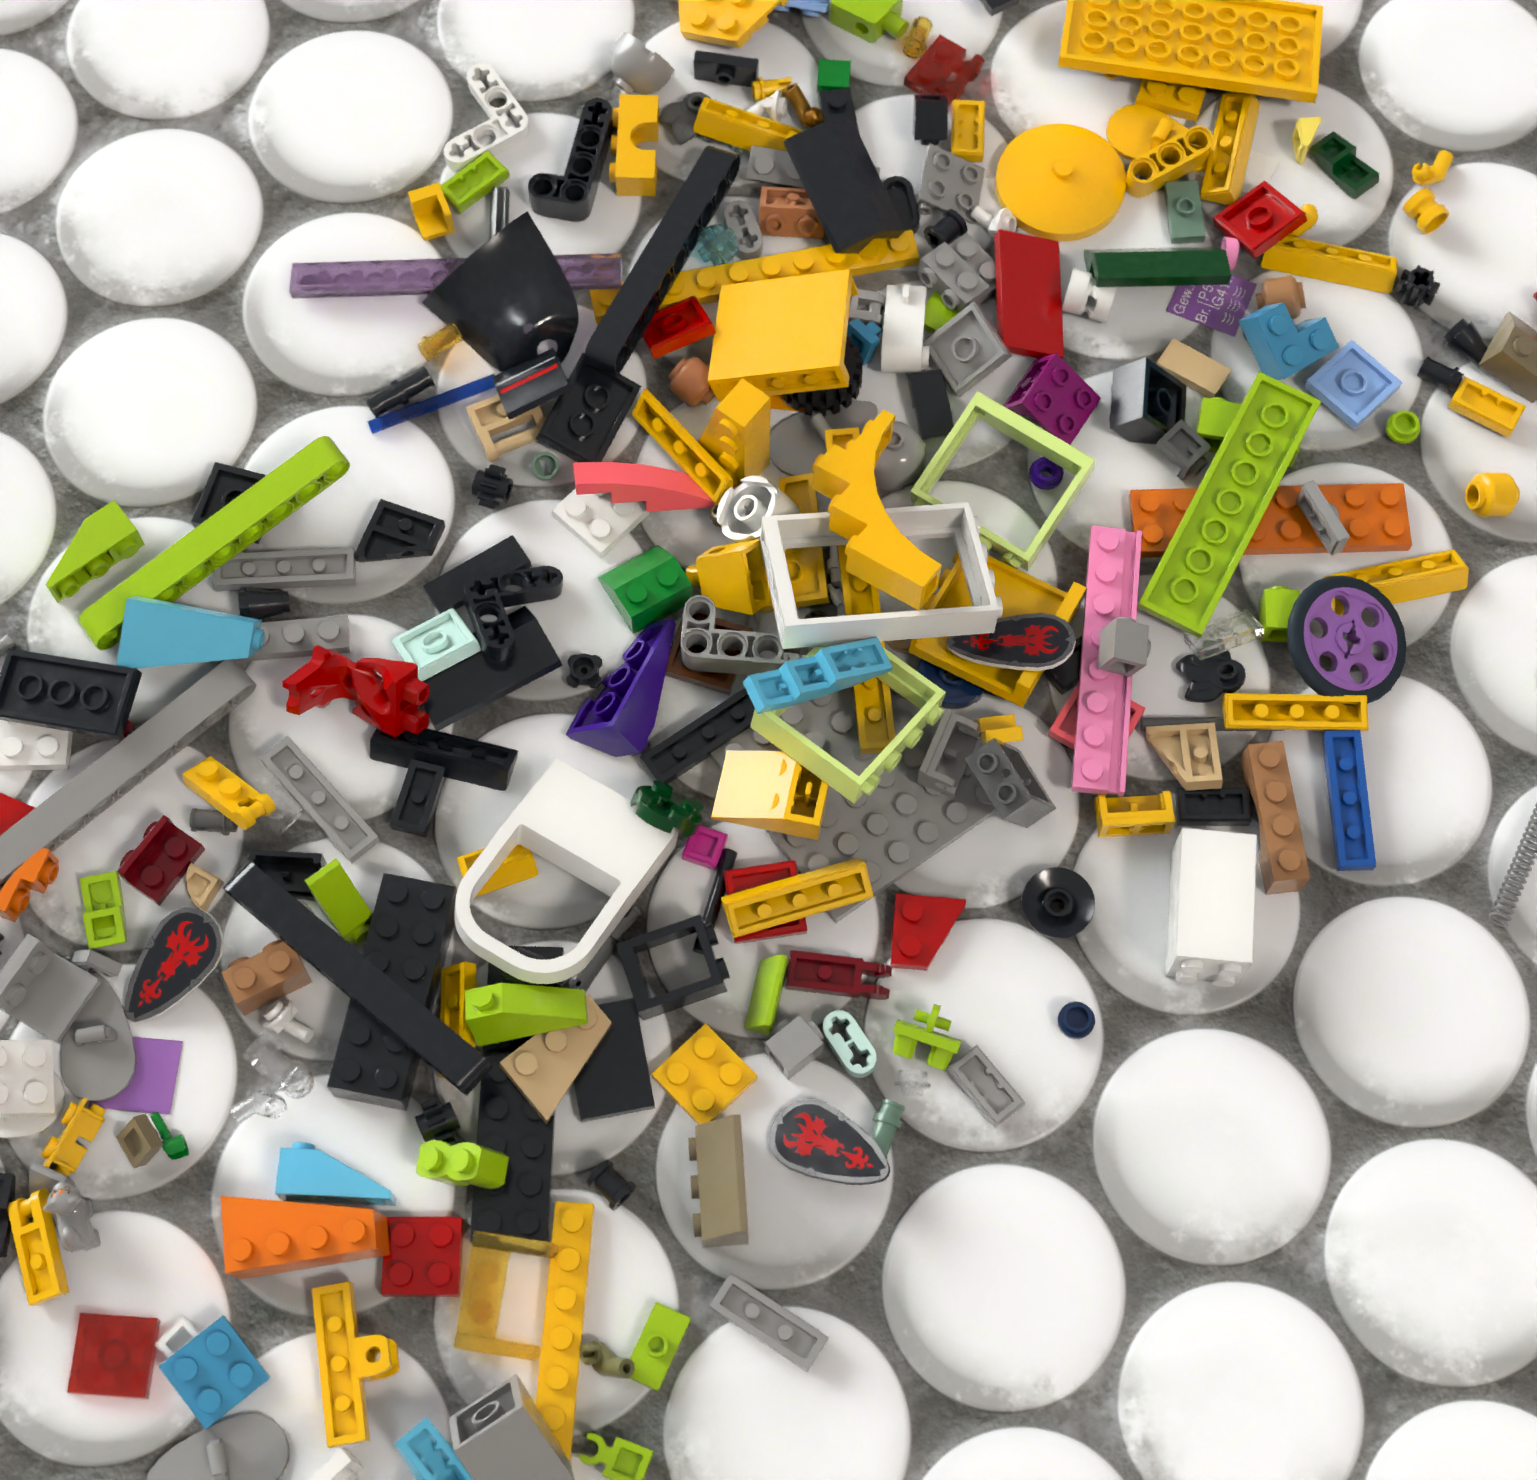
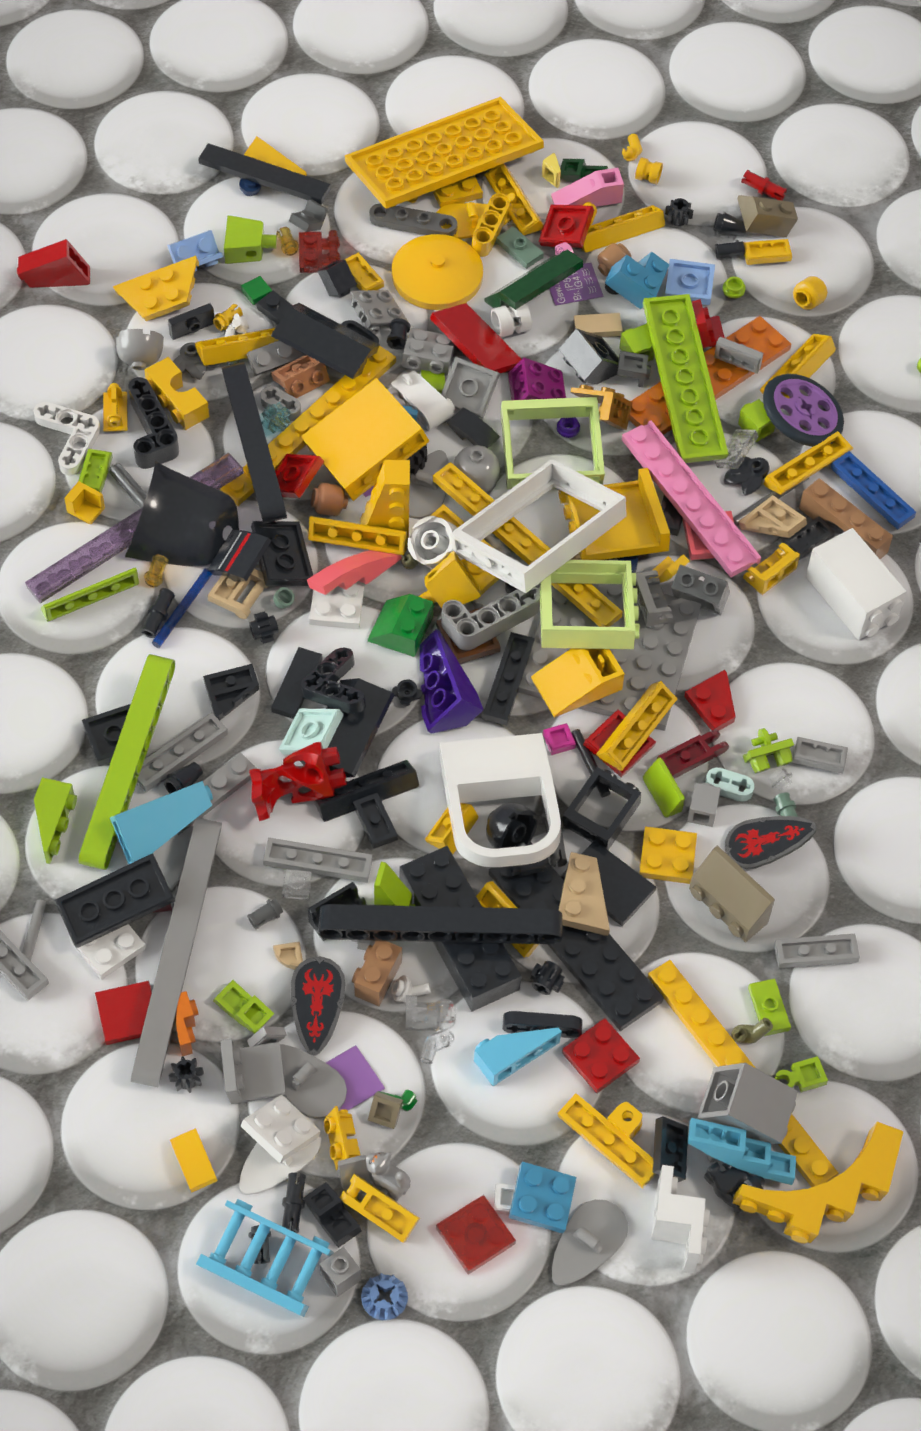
camera: 40 degrees left, 10 degrees down
(159, 860) = (254, 957): dark red bracket -> none
(228, 793) = (263, 890): yellow plate -> none
(292, 1236) = (524, 1090): orange wedge -> none
(350, 323) = (90, 594): none -> lime slope
(374, 1436) = (670, 1147): none -> black bracket
(387, 1172) = (530, 1021): none -> black beam
(462, 1164) = (590, 980): lime brick -> none
(485, 1292) = (655, 1046): clear yellow plate -> none
(520, 1010) = (545, 882): lime slope -> none
(548, 914) = (510, 826): none -> black cylinder
(557, 123) = (115, 409): none -> yellow hinge
(610, 1184) = (670, 943): black bush -> none
(666, 809) = (530, 728): dark green plate -> none
(807, 116) = (261, 320): pearl gold arm -> none
(818, 675) = (560, 591): medium azure slope -> none
(875, 544) = (534, 505): yellow arch -> none
(964, 26) = (310, 218): none -> dark grey bracket
(1003, 220) = (424, 312): white plate -> none
(1019, 643) = (643, 514): shield -> none
(1063, 887) = (777, 630): black dish -> none
(1076, 1020) = (835, 691): dark blue plate -> none
(1086, 102) = (413, 220): none -> dark grey plate
(1107, 485) = (613, 408): none -> pearl gold bracket
(1123, 646) = (698, 481): light grey brick -> none
(1318, 455) = (709, 327): none -> red bracket
(1335, 194) = (599, 188): none -> bright pink slope

